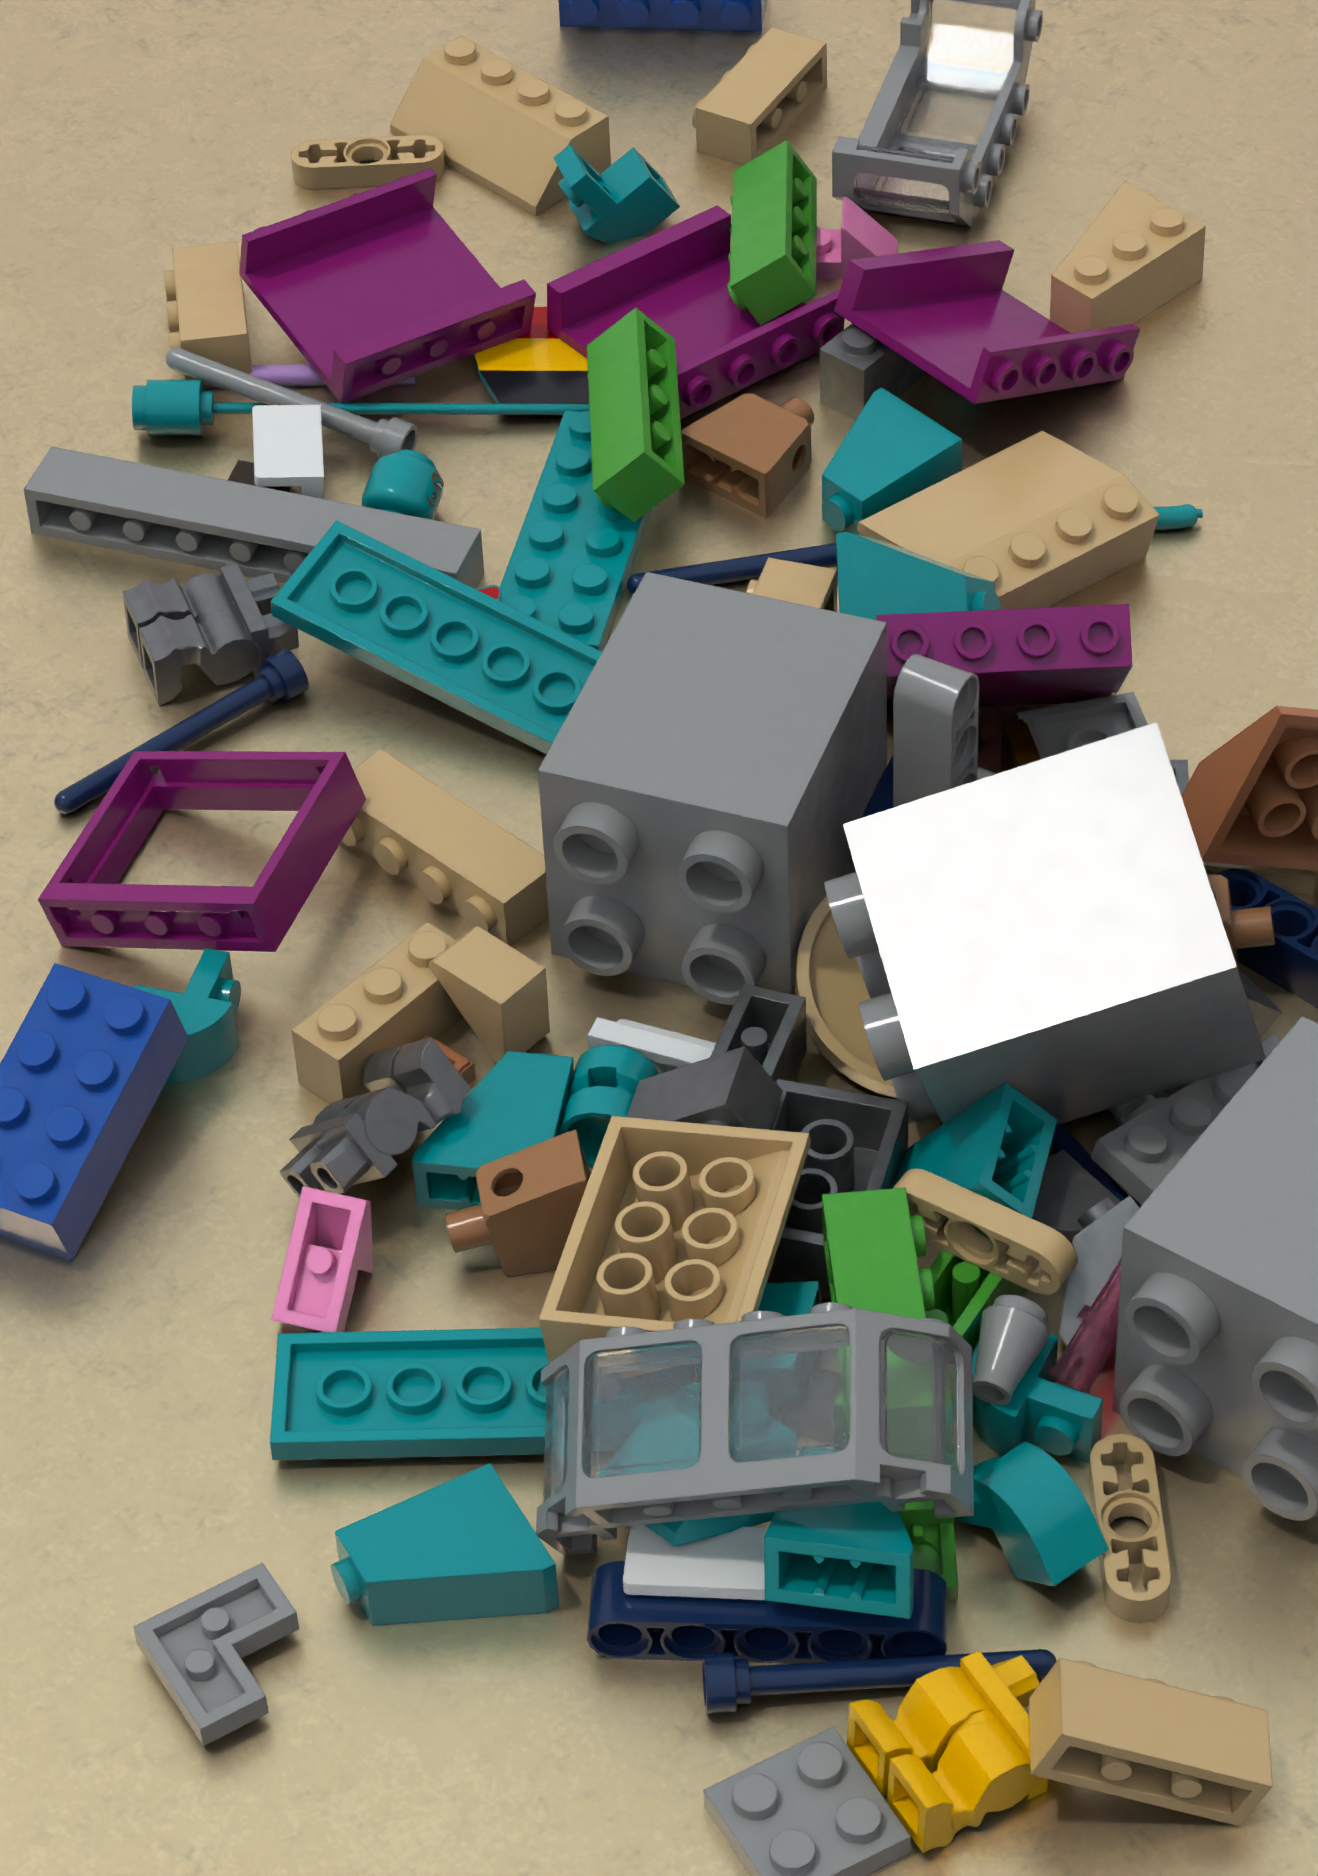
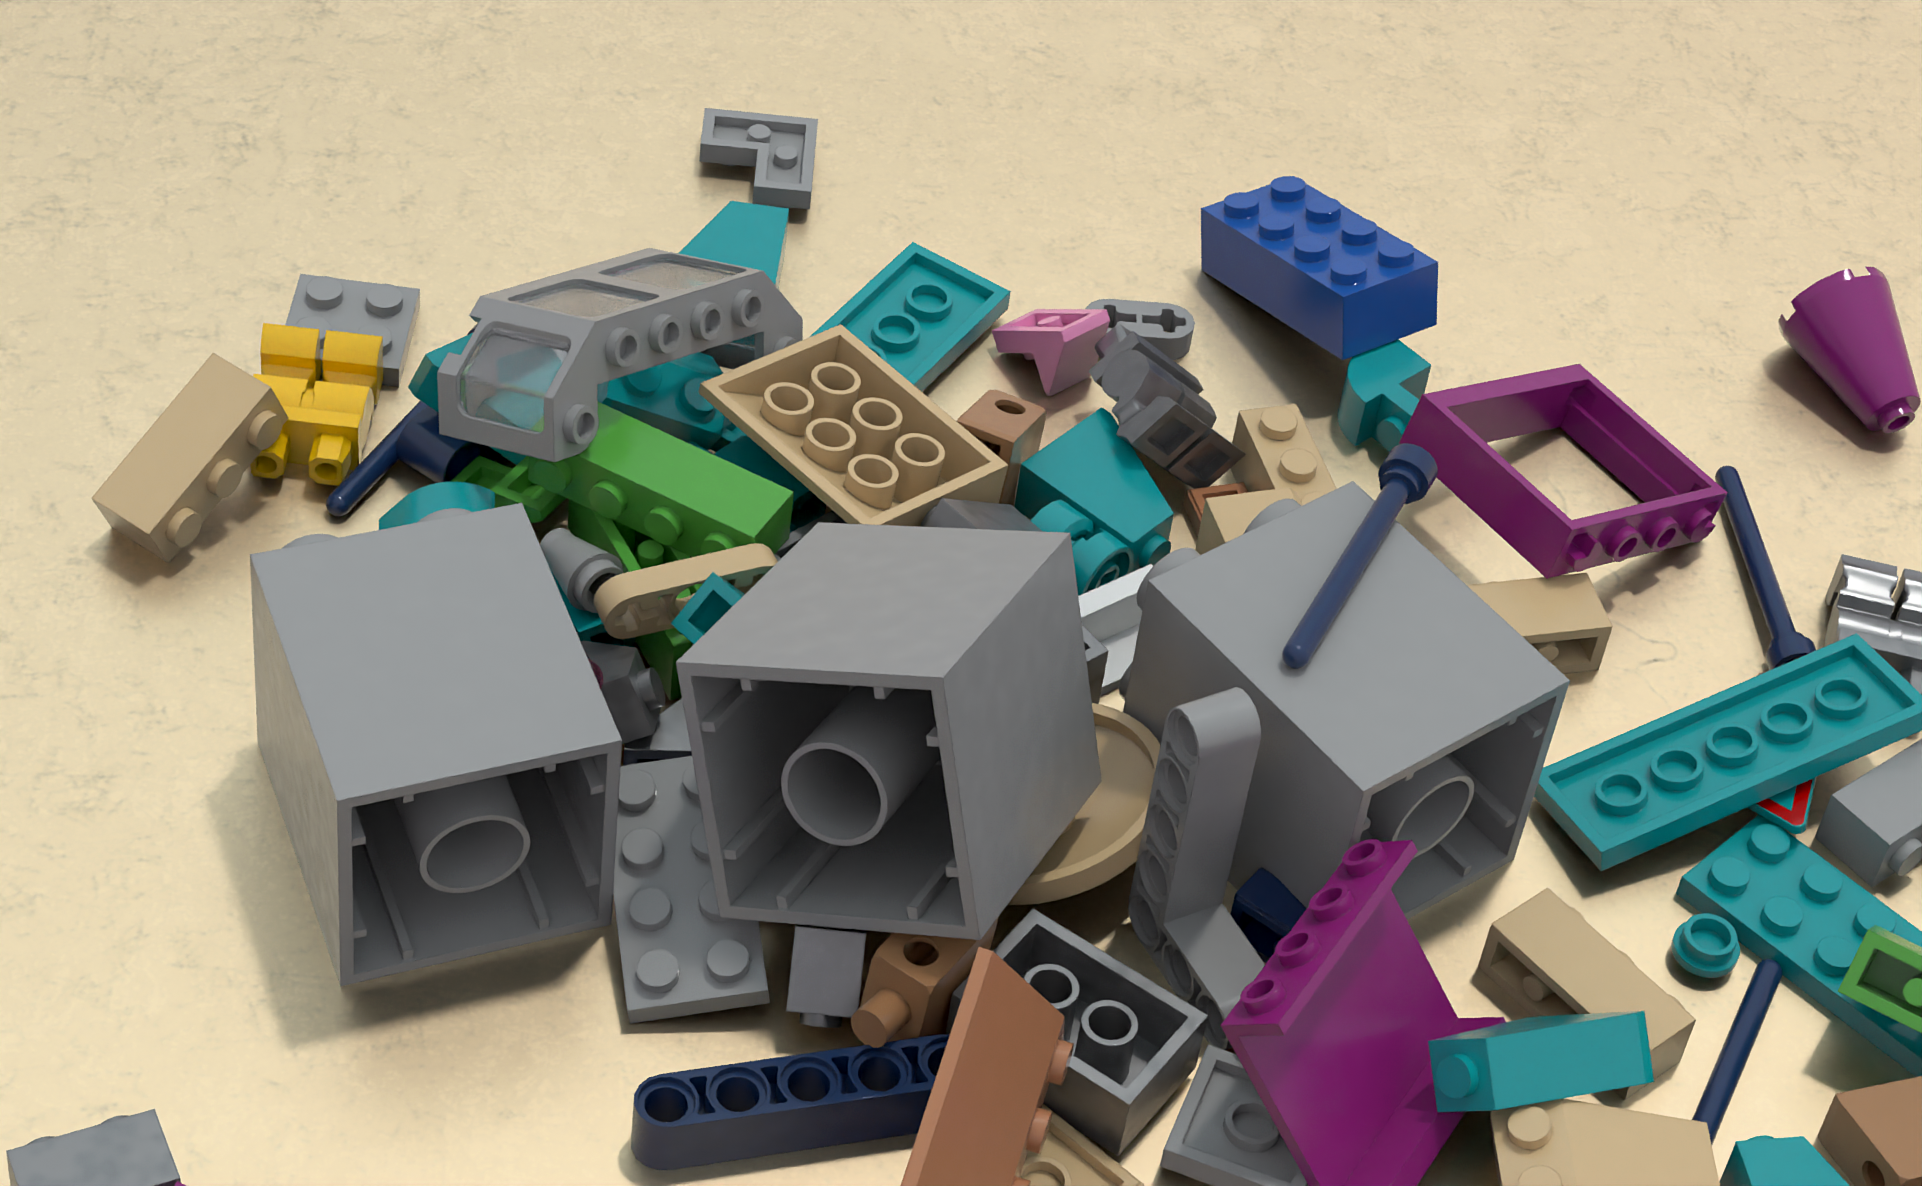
camera: 115 degrees right, 0 degrees up
(237, 1237) = (1151, 321): none -> light grey beam
(519, 730) = (1403, 480): none -> dark blue piece

